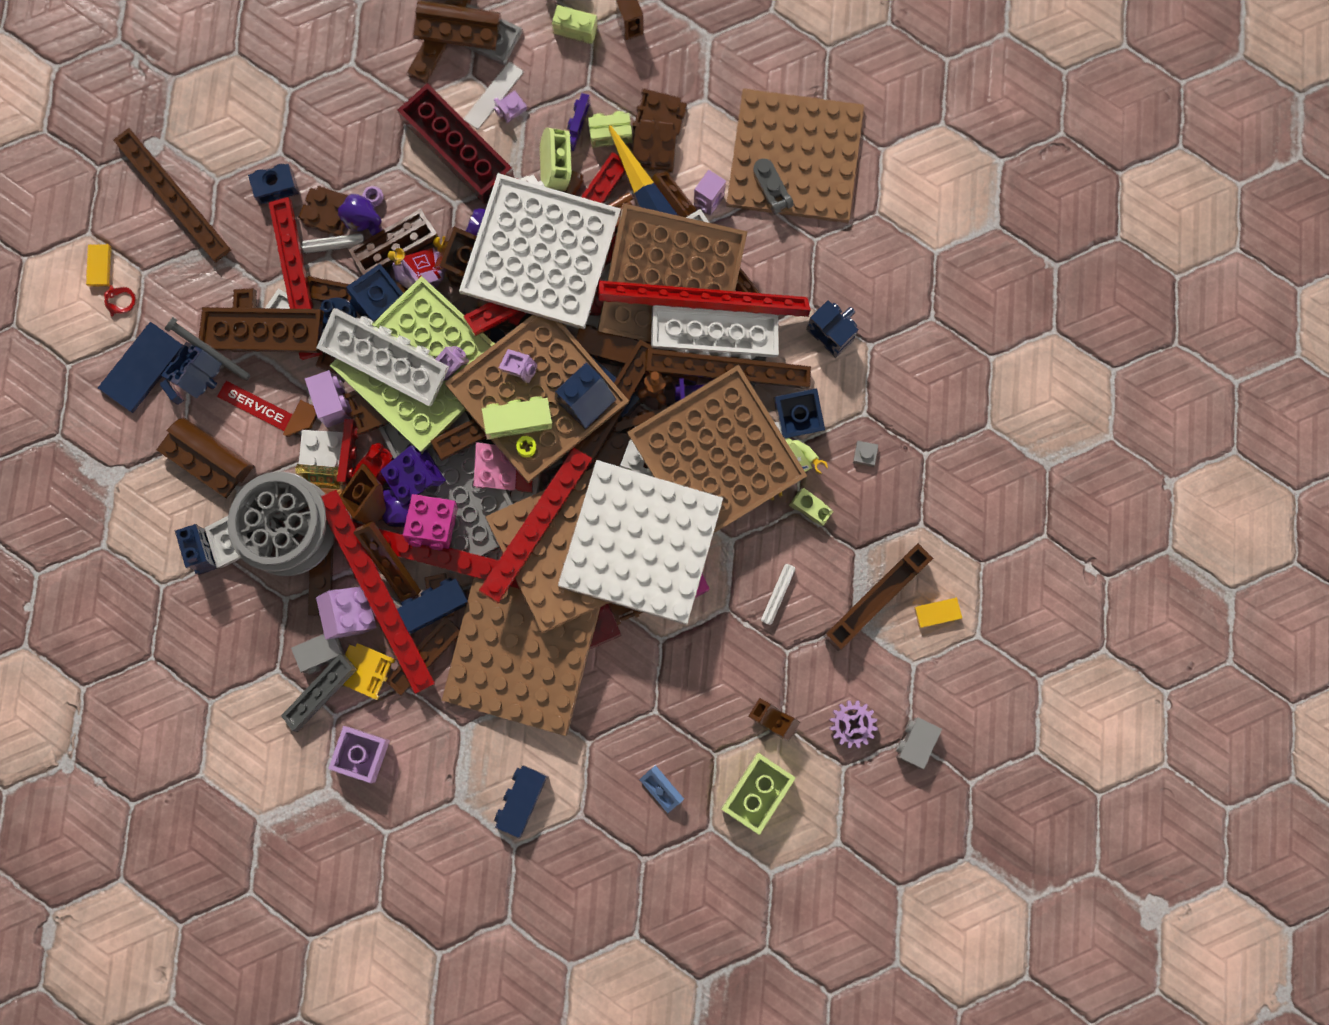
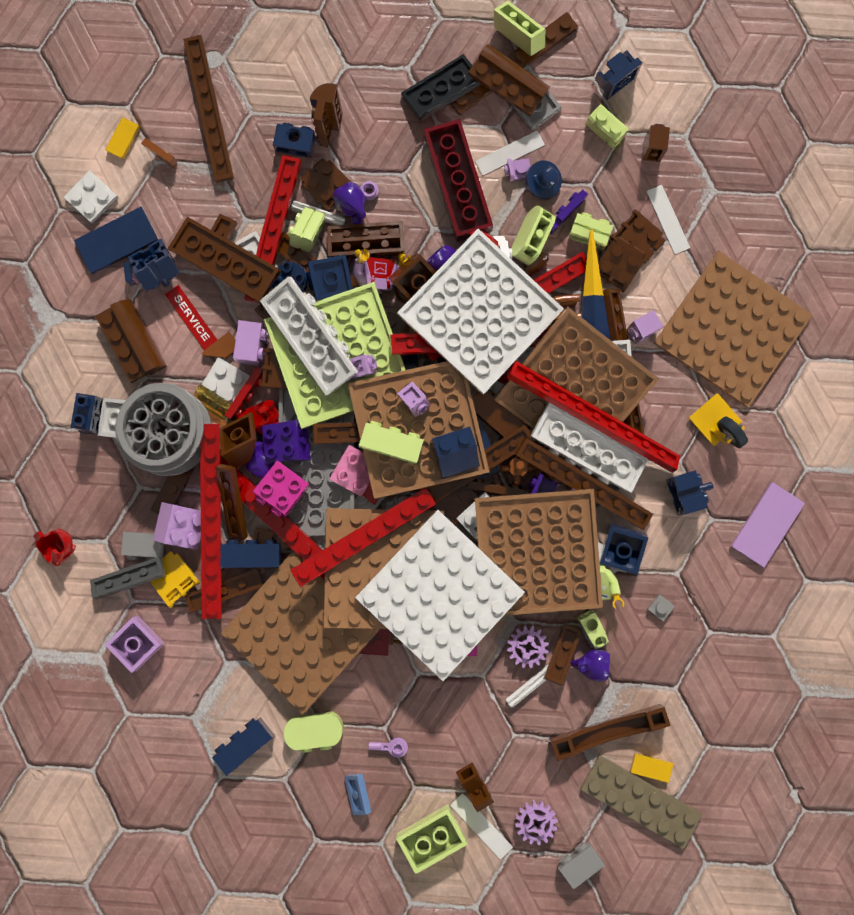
camera: 30 degrees right, 5 degrees up
(94, 337) = (91, 197): none -> white plate
(111, 292) = (124, 166): red piece -> none
(144, 260) = (160, 153): none -> dark orange tile
(172, 325) = (173, 253): dark grey bar -> none
(227, 699) = (54, 546): none -> red helmet
(291, 137) = (326, 111): none -> reddish brown brick
(328, 261) = (306, 229): none -> yellowish green brick
(393, 66) = (440, 88): none -> black tile
(522, 452) = (391, 466): neon yellow bush -> none
(539, 103) = (543, 179): none -> dark blue plate
(585, 749) = (313, 731): none -> yellowish green brick
(677, 723) = (396, 747): none -> lavender plate
(679, 83) = (668, 219): none -> white sticker
(757, 565) = (529, 638): none -> lavender gear
(771, 185) = (699, 346): dark grey plate -> none
(793, 546) = (562, 655): none -> reddish brown plate
(801, 758) = (481, 826): none -> white sticker
(829, 249) = (719, 423): none -> yellow plate
(829, 540) = (593, 665): none -> dark purple piece
(926, 322) = (767, 524): none -> lavender tile
(945, 651) = (641, 801): none -> dark tan plate

